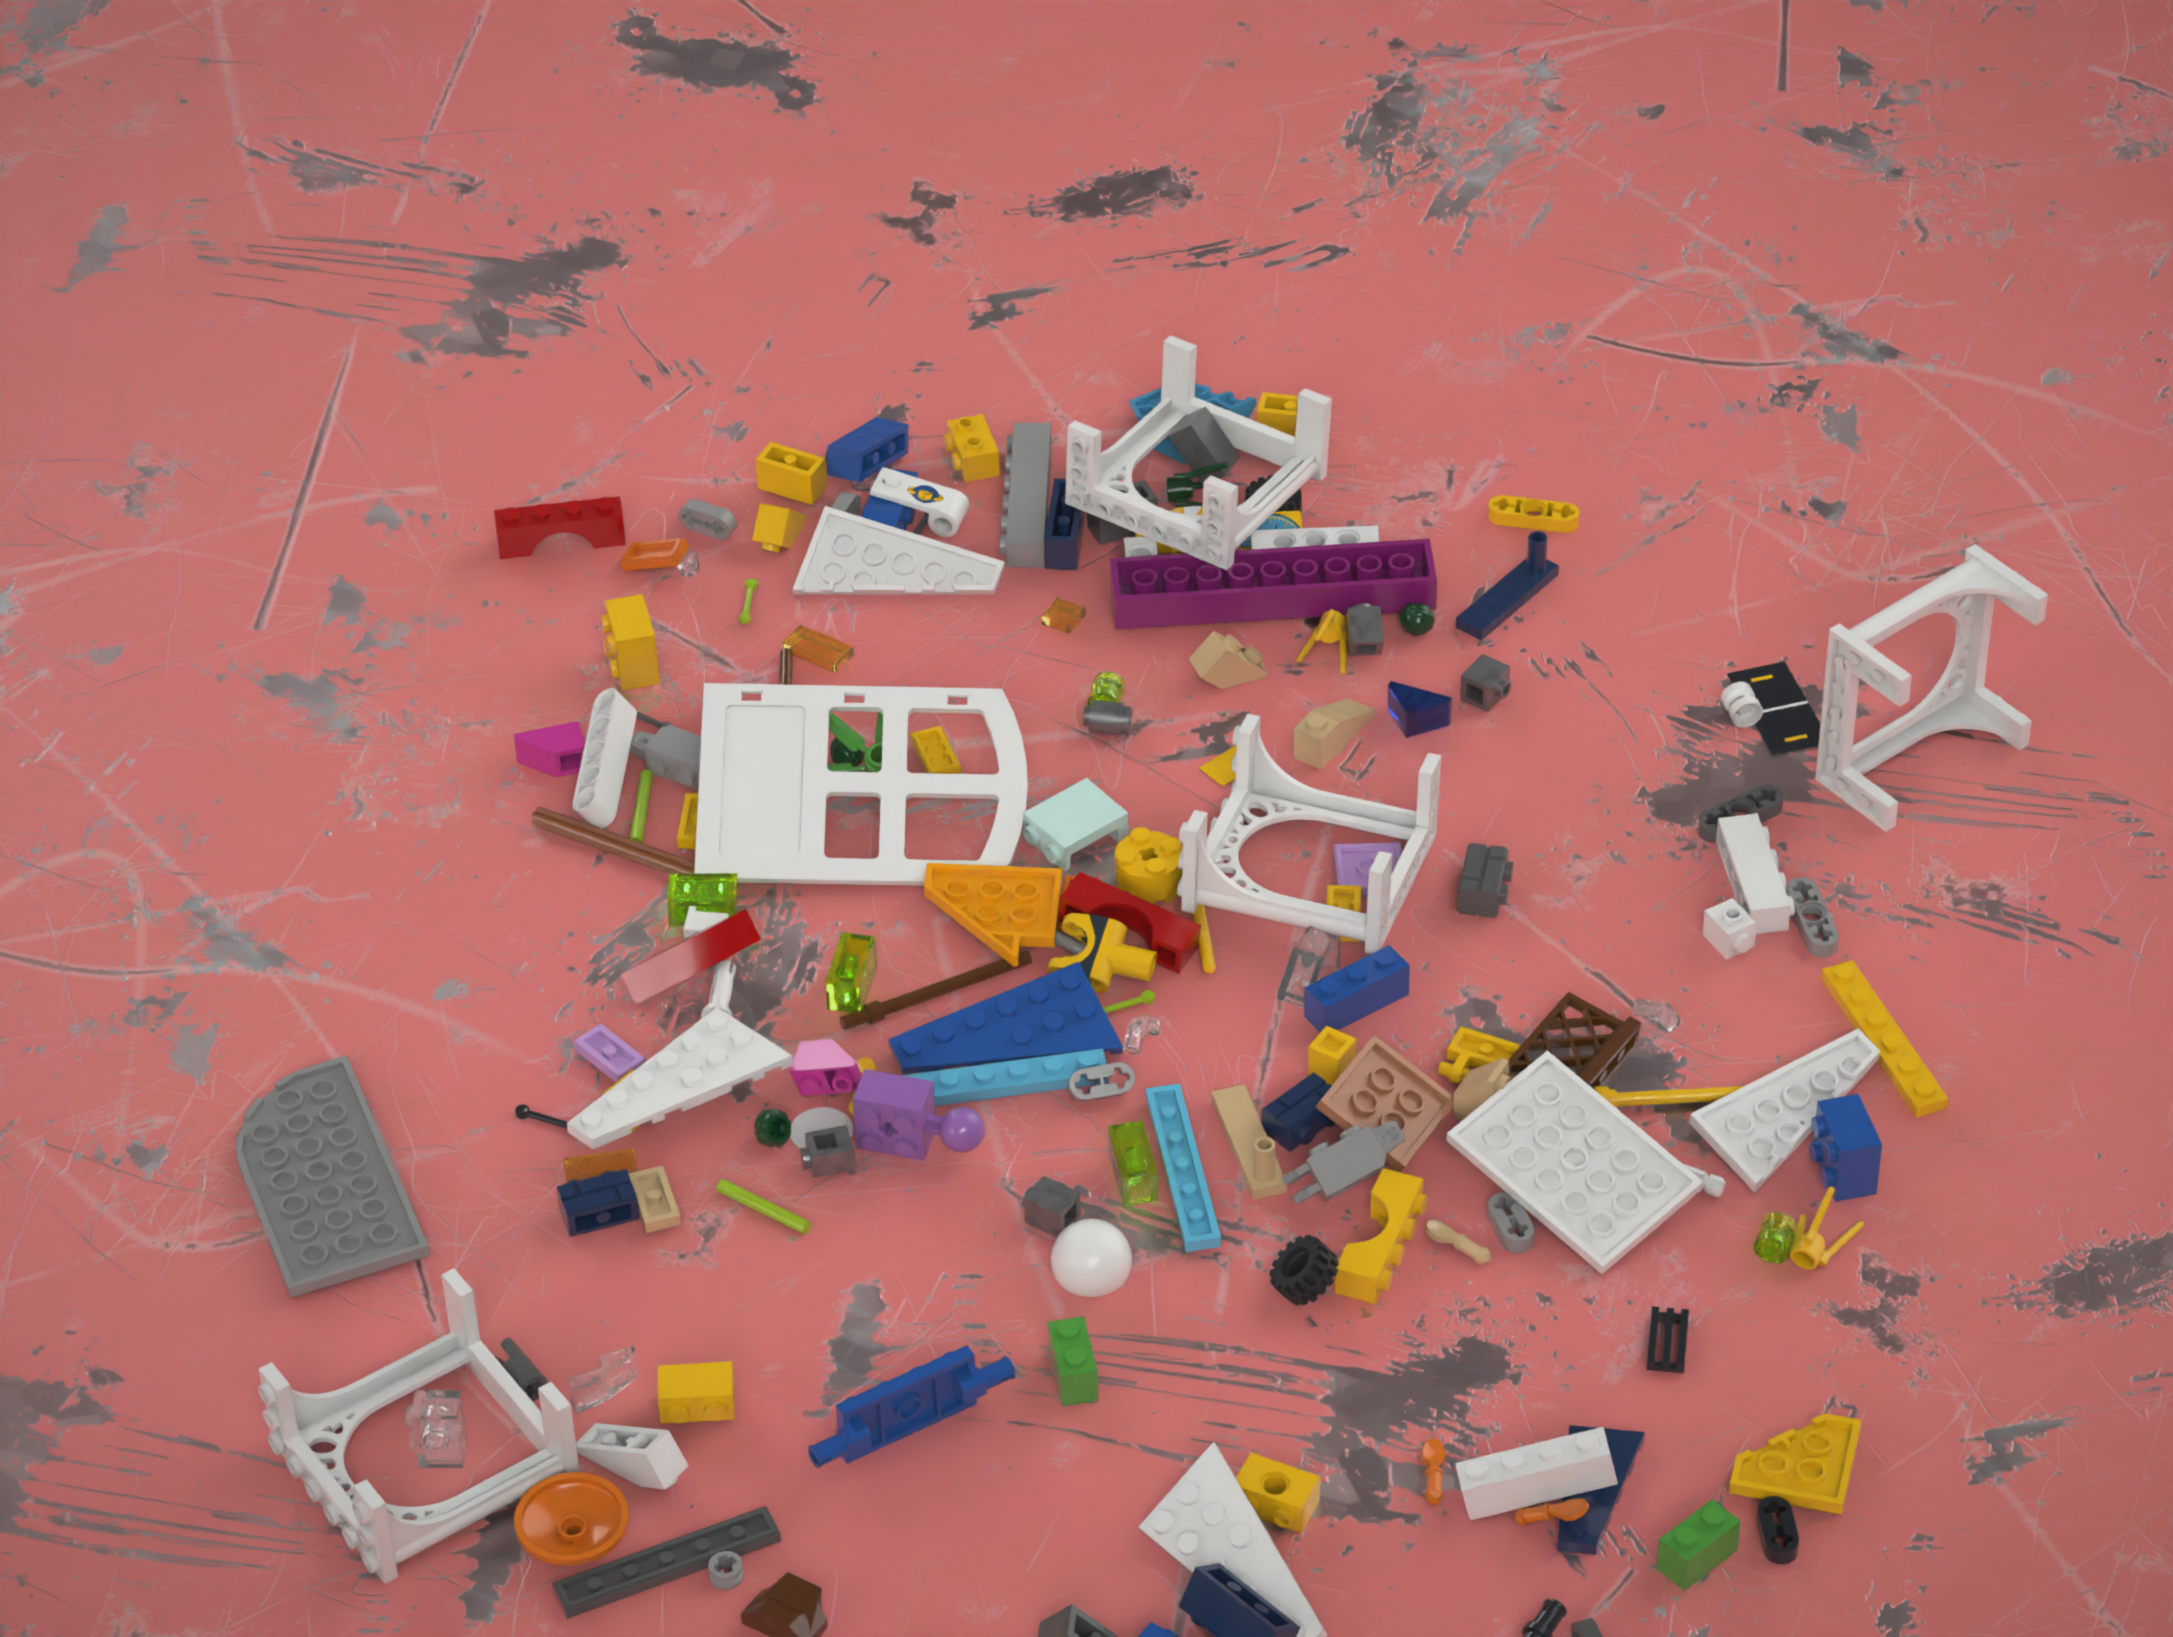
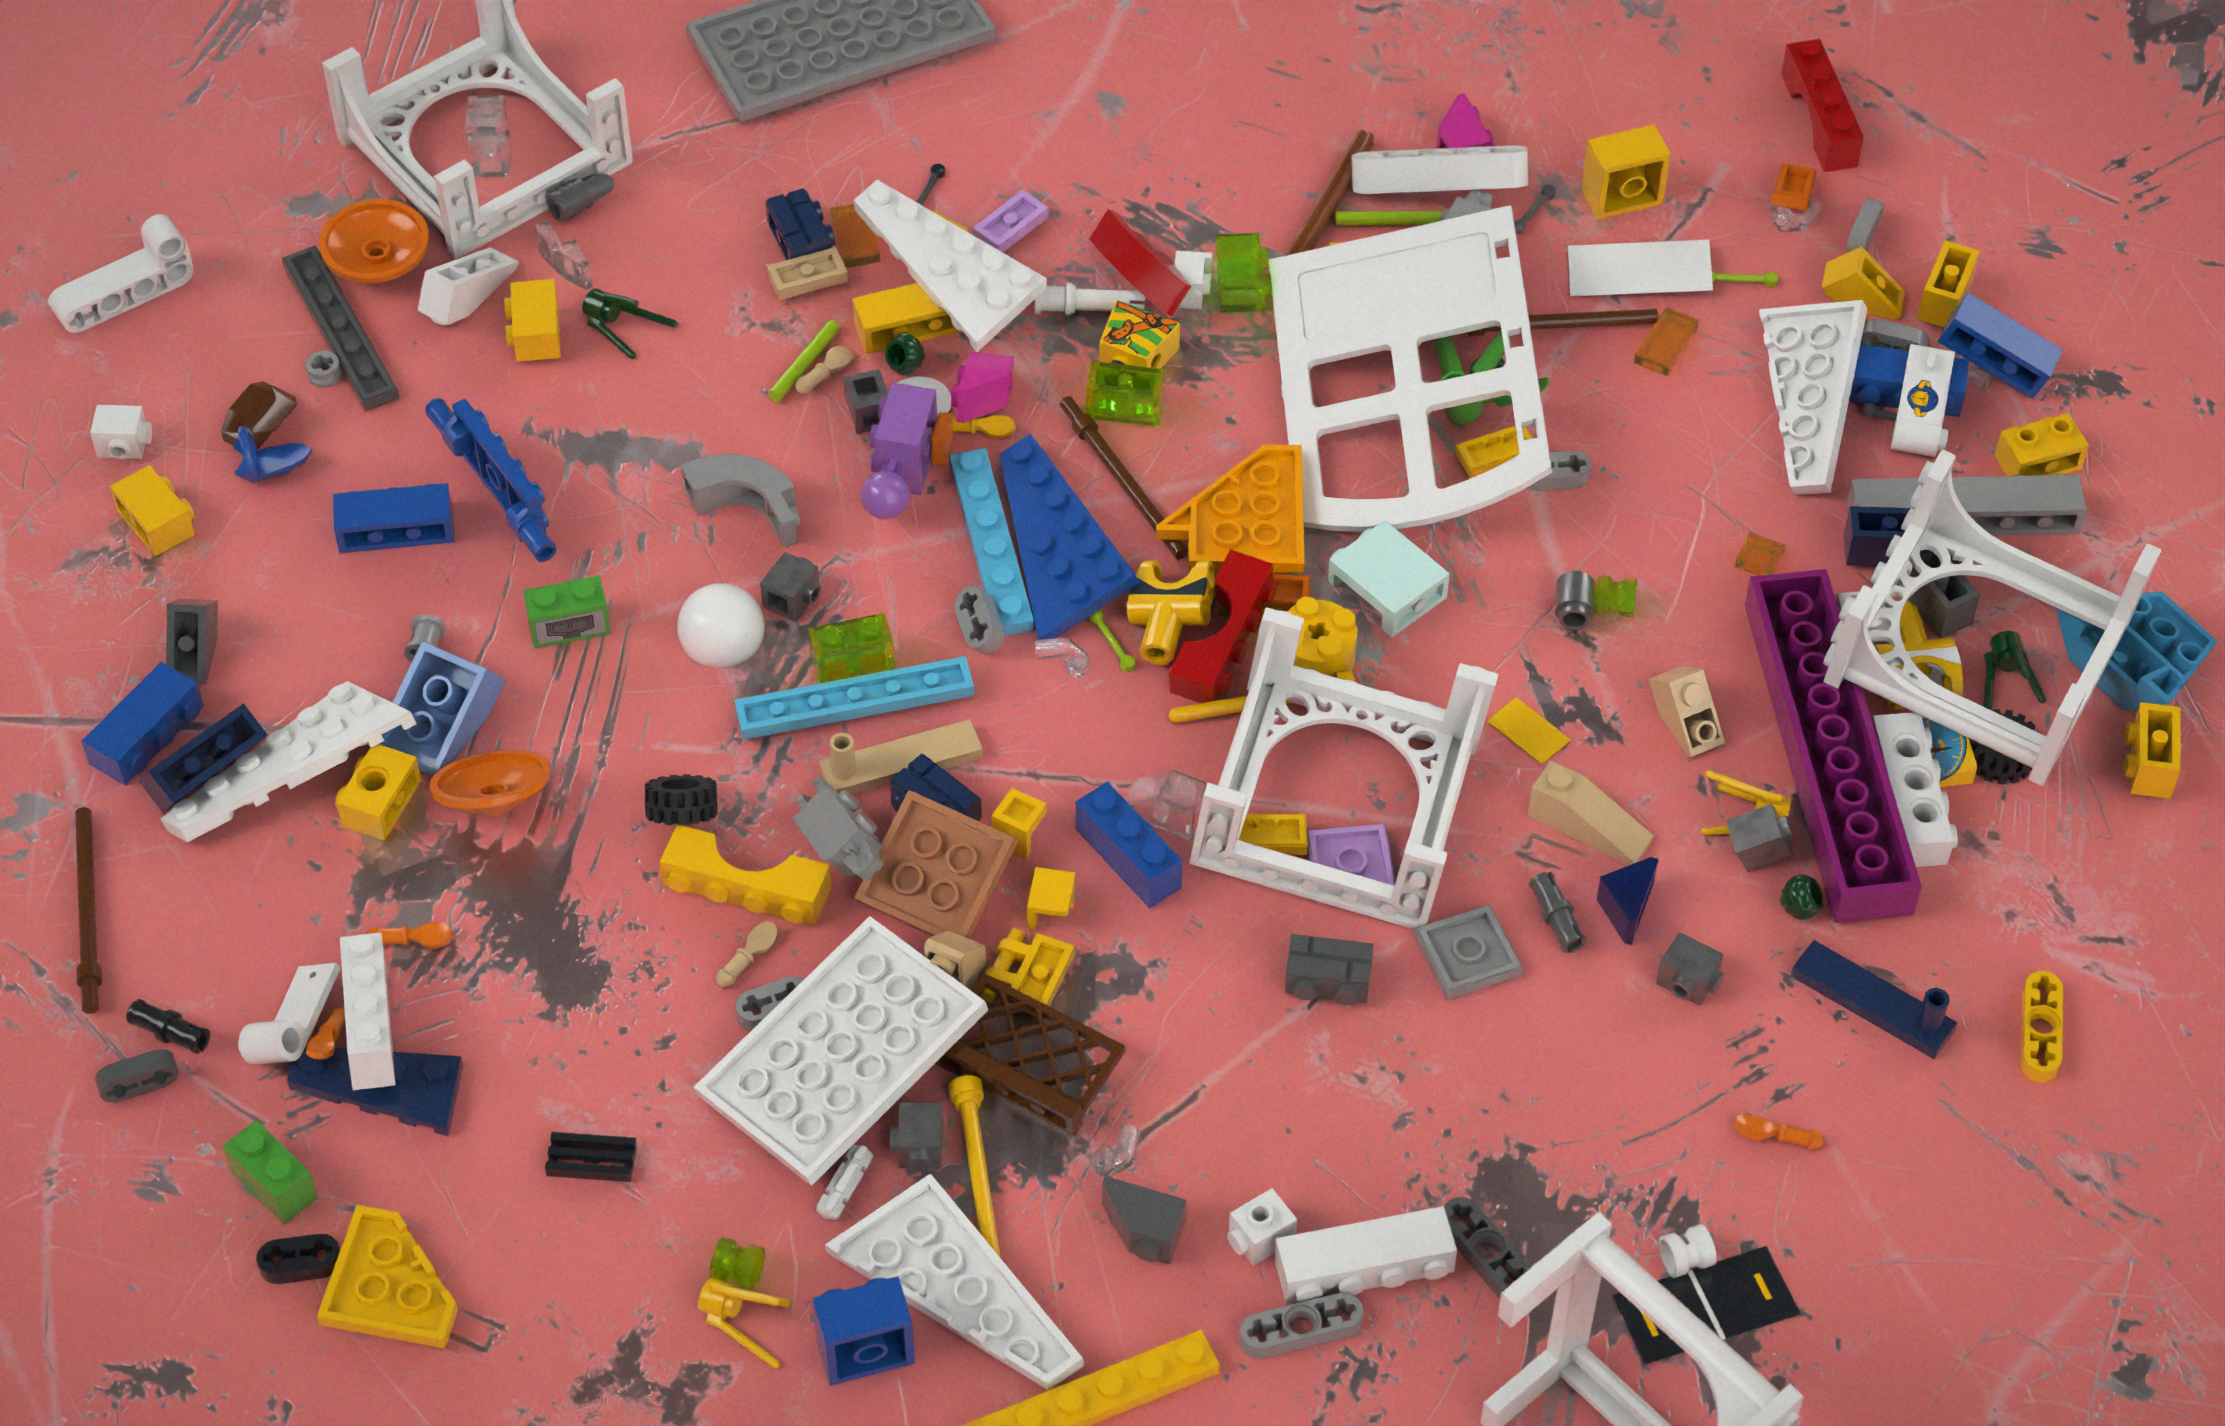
camera: 85 degrees right, 10 degrees up
(679, 1345) = (606, 307): none -> dark green plant
(724, 1134) = (896, 311): none -> yellow brick
(728, 650) = (1640, 268): none -> white sticker
(768, 1183) = (836, 360): none -> tan piece
(781, 972) = (1138, 337): none -> torso
(848, 1602) = (269, 461): none -> blue piece
(929, 1229) = (743, 481): none -> light grey arch
(937, 1497) = (393, 518): none -> blue brick
(963, 724) = (1562, 473): none -> light grey beam
(1094, 1468) = (426, 629): none -> light grey bush
(1171, 1441) = (448, 703): none -> medium blue slope
(1203, 443) = (2060, 652): dark grey brick -> none
(1276, 1400) = (490, 781): none -> orange dish
(1413, 1039) = (1050, 894): none -> yellow panel
(1417, 753) = (1557, 912): none -> dark grey pin
(1466, 809) = (1468, 952): none -> light grey tile
(1528, 1542) = (290, 1031): none -> white door
(1626, 664) = (1758, 1128): none -> orange piece
(1654, 1119) = (918, 1136): none -> flat silver brick
(1726, 995) = (1144, 1218): none -> dark grey slope

